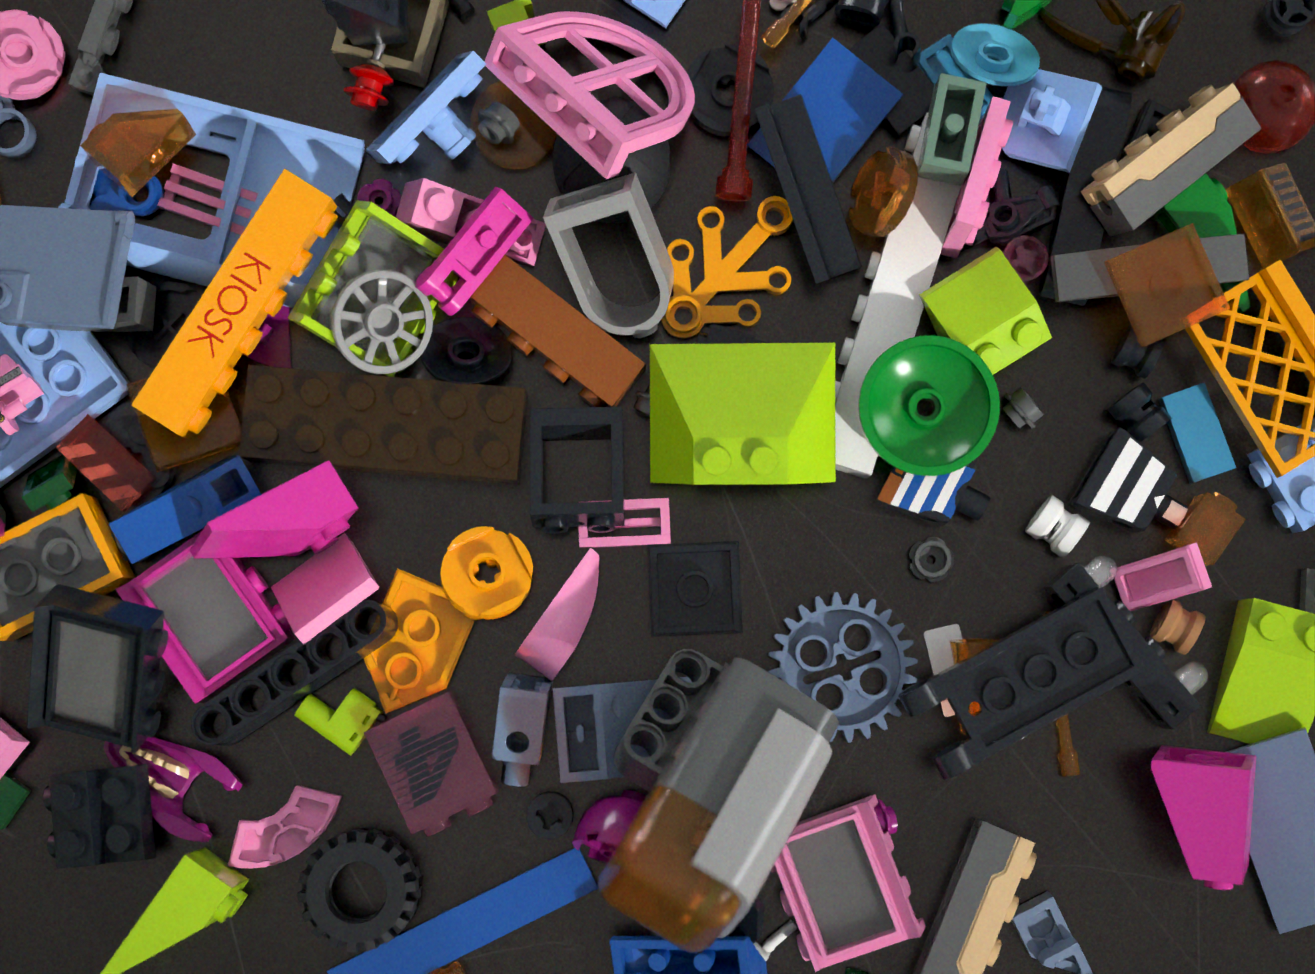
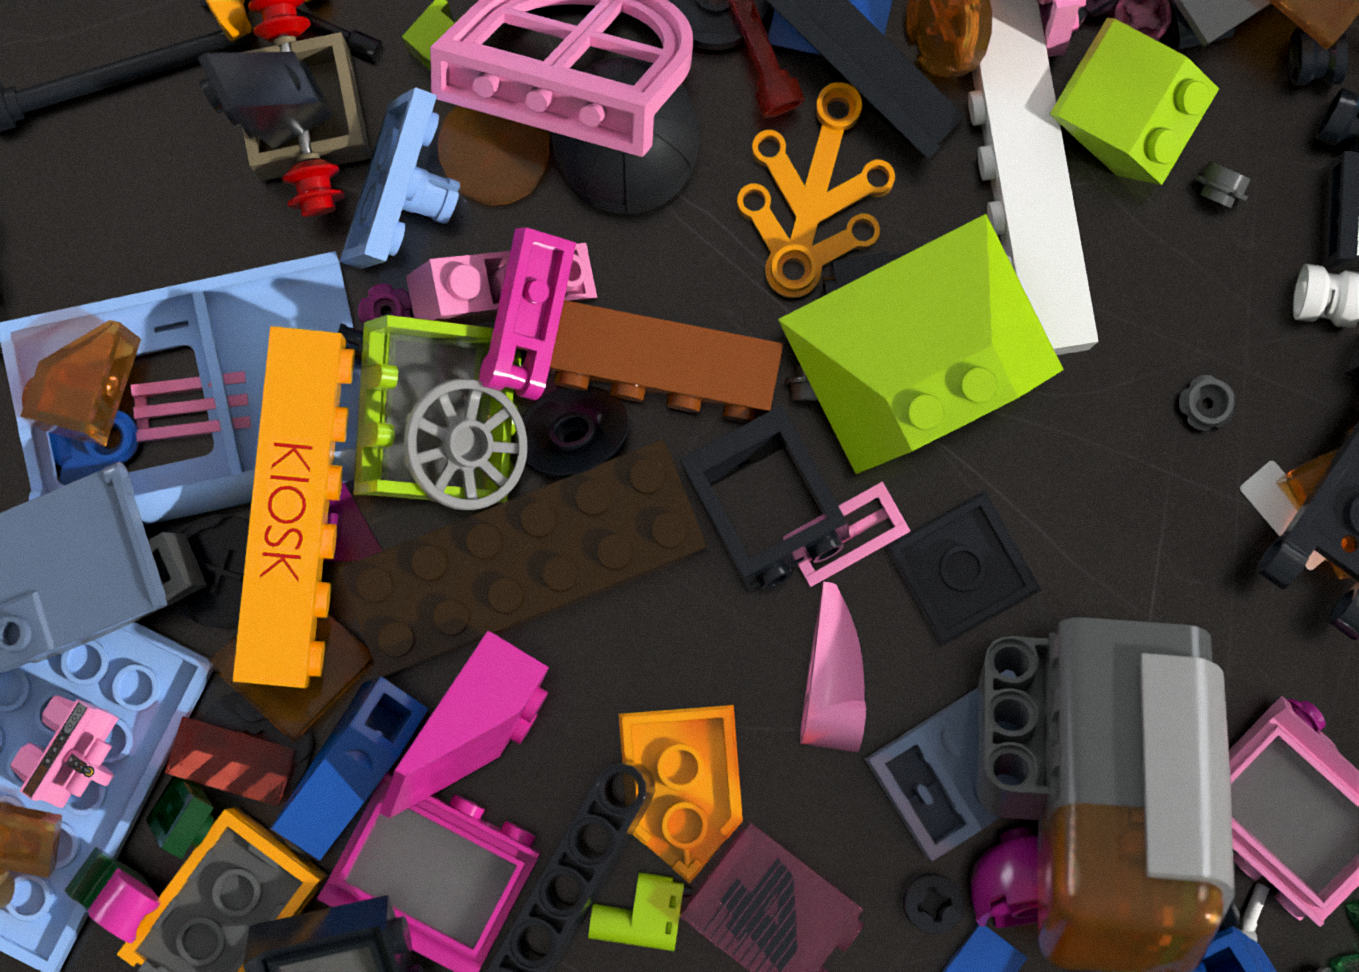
camera: 25 degrees left, 0 degrees up
(324, 588) = (551, 778): bright pink tile -> none
(476, 597) = (725, 701): light orange plate -> none
(498, 123) = (478, 156): dark grey plate -> none
(524, 709) = (847, 800): sand blue torso -> none
(593, 204) = (639, 194): light grey window -> none
(827, 627) = (1136, 537): sand blue gear -> none
(932, 496) = (1163, 315): torso -> none
(961, 397) = (1158, 208): green dish -> none

